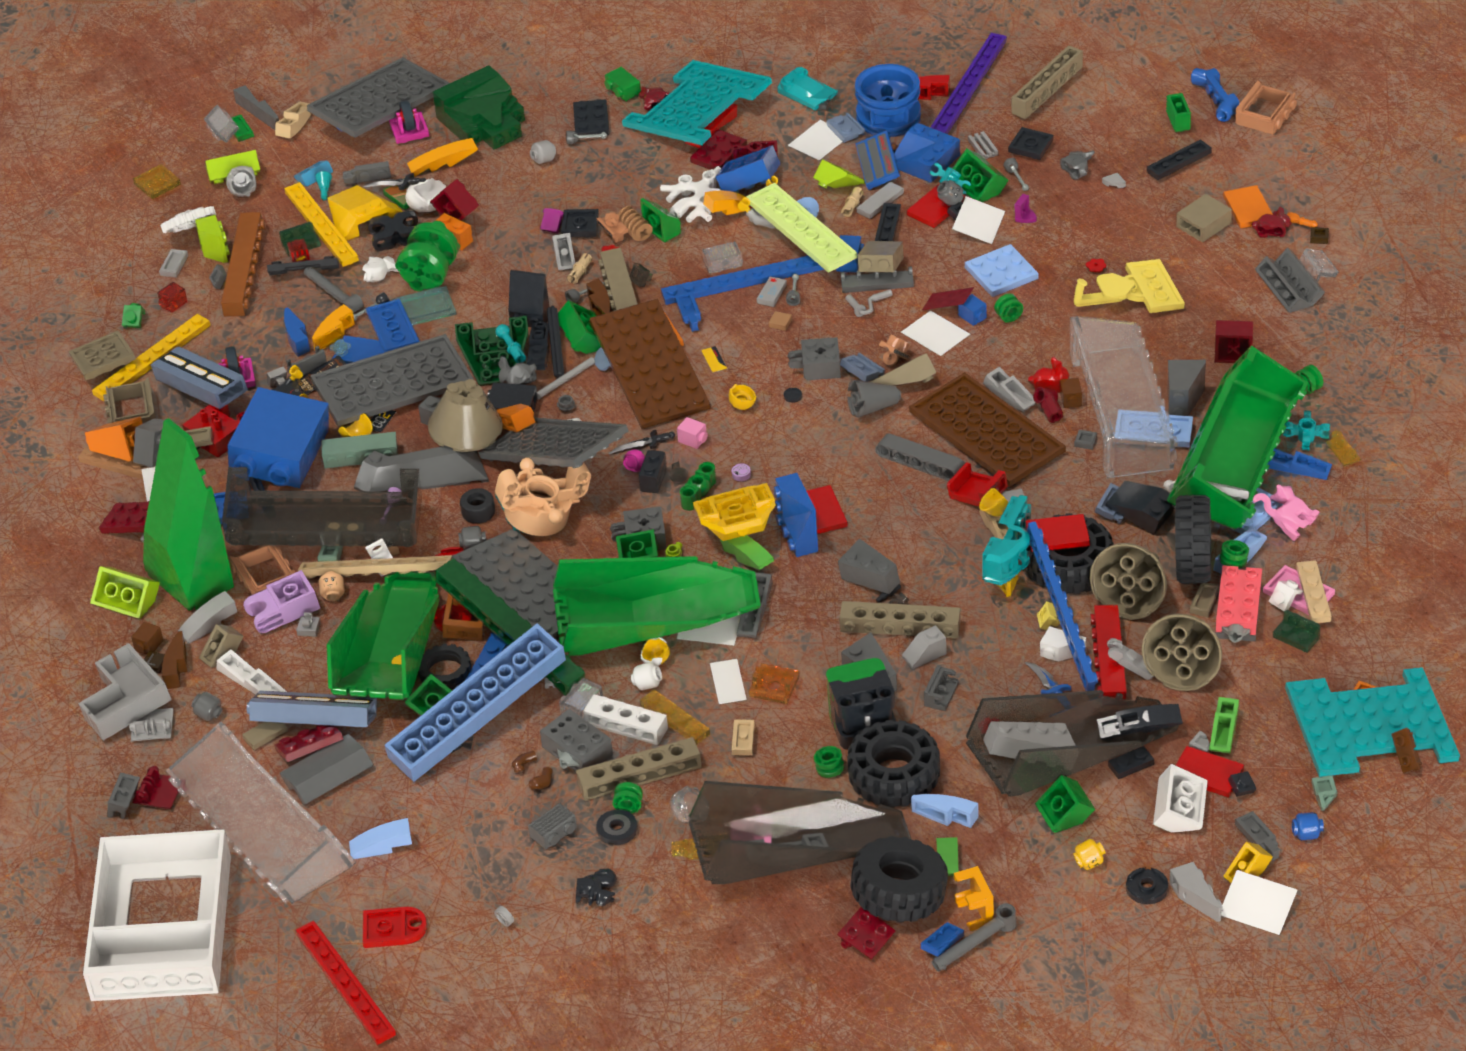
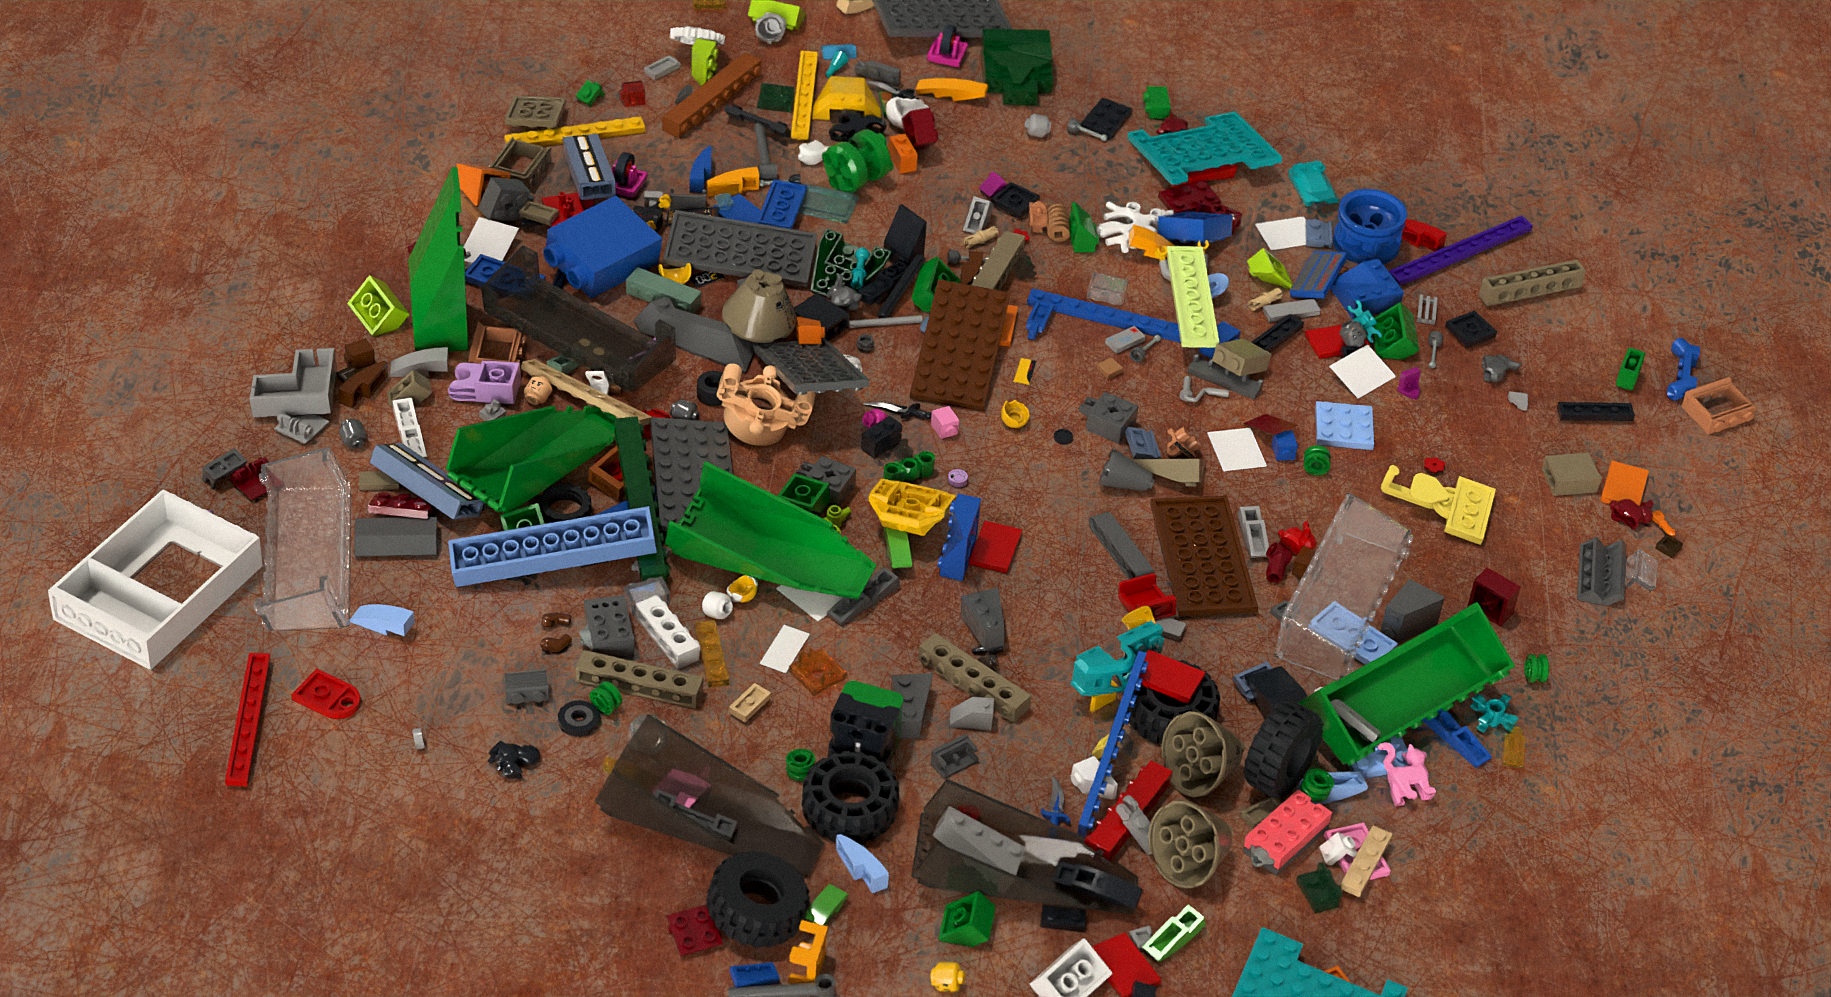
camera: 25 degrees right, 0 degrees up
(298, 251) = (763, 106): clear red brick -> none

